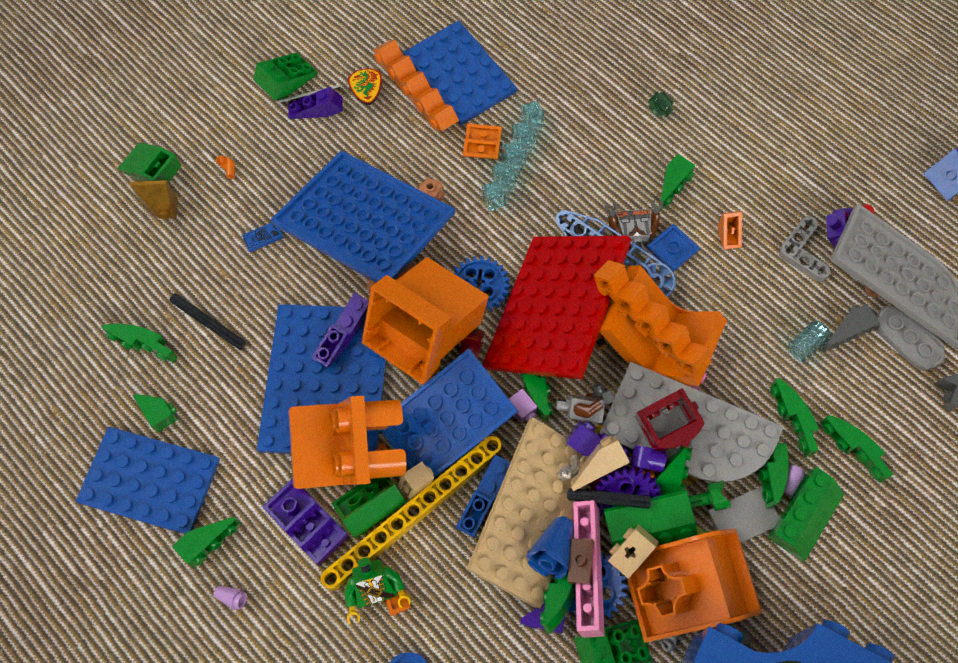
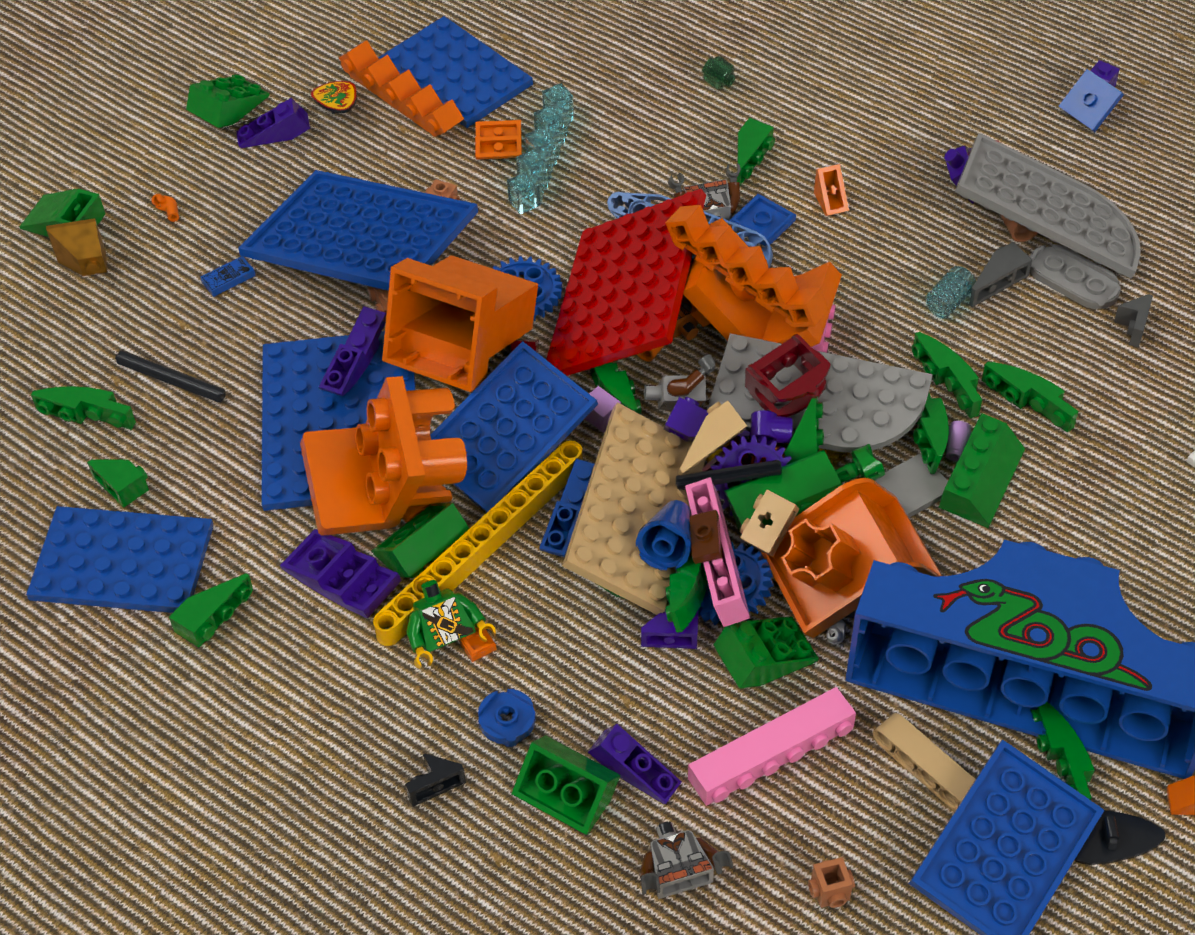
camera: 10 degrees left, 15 degrees down
(231, 597) = (257, 667): lavender cone -> none
(415, 481) = (478, 498): tan slope -> none
(570, 470) = (673, 455): clear arm -> none
(797, 251) = (920, 206): light grey beam -> none

